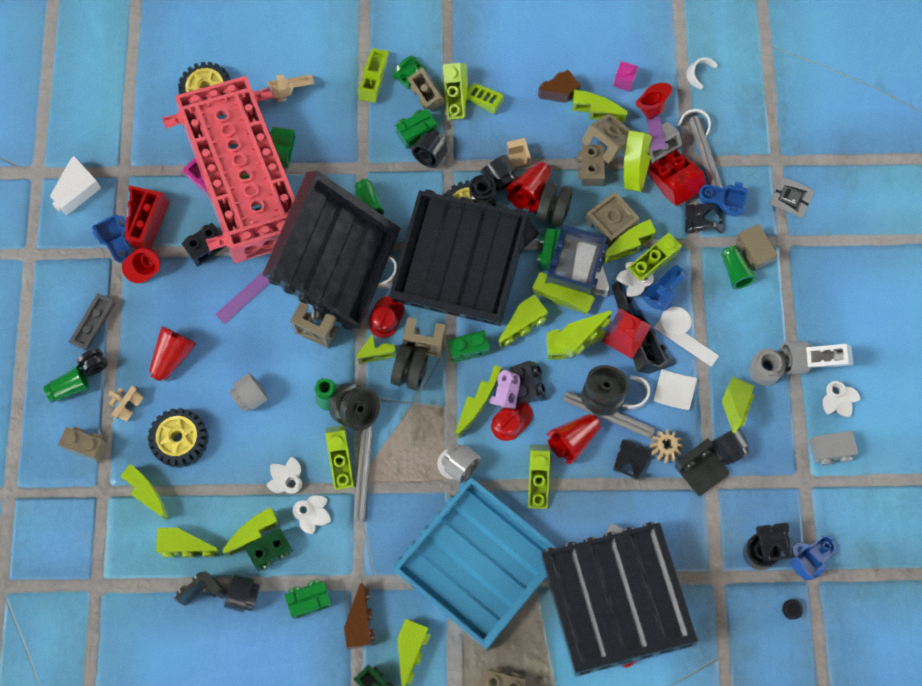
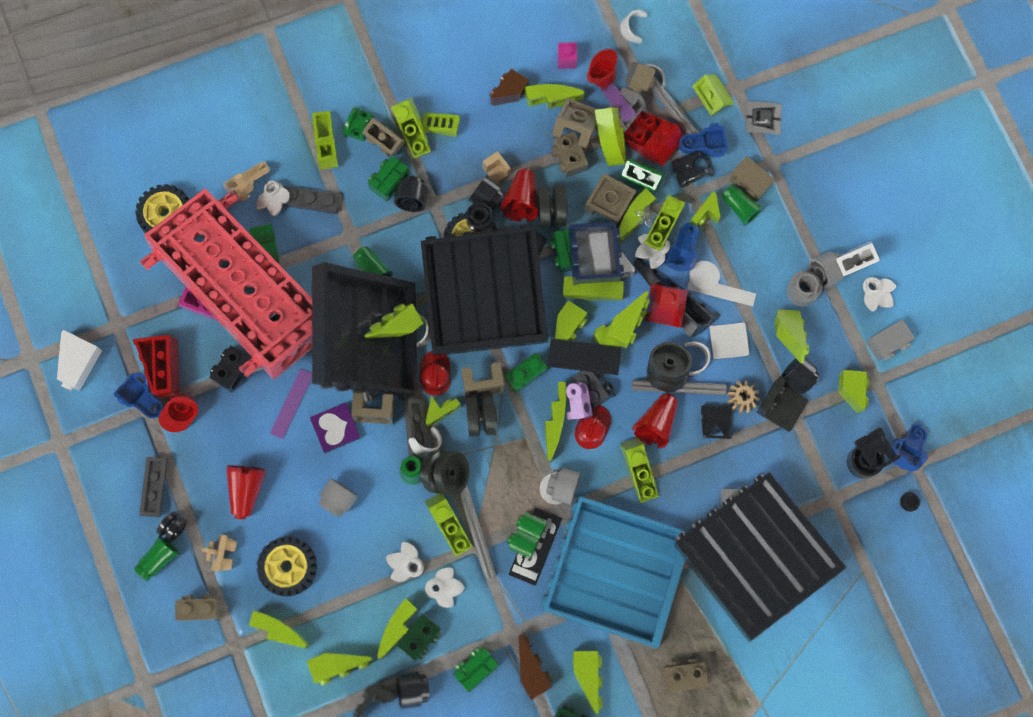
camera: 30 degrees left, 5 degrees up
(274, 331) = (335, 428): none -> tile
(306, 108) = (273, 197): none -> white plate
(338, 123) = (312, 200): none -> dark grey plate
(341, 379) = (421, 451): none -> white helmet
(347, 357) = (415, 423): none -> dark grey plate
(367, 257) = (399, 323): none -> lime slope
(407, 495) = (527, 535): none -> green brick
(412, 509) = (530, 569): none -> black sticker
(528, 351) = (584, 356): none -> black sticker
(639, 244) = (646, 216): none -> clear plant
(653, 206) = (643, 174): none -> green brick
(684, 117) = (639, 77): none -> dark tan brick
(701, 260) = (708, 210): none -> lime slope
(751, 157) = (712, 93): none -> lime panel
(777, 479) = (853, 389): none -> lime slope

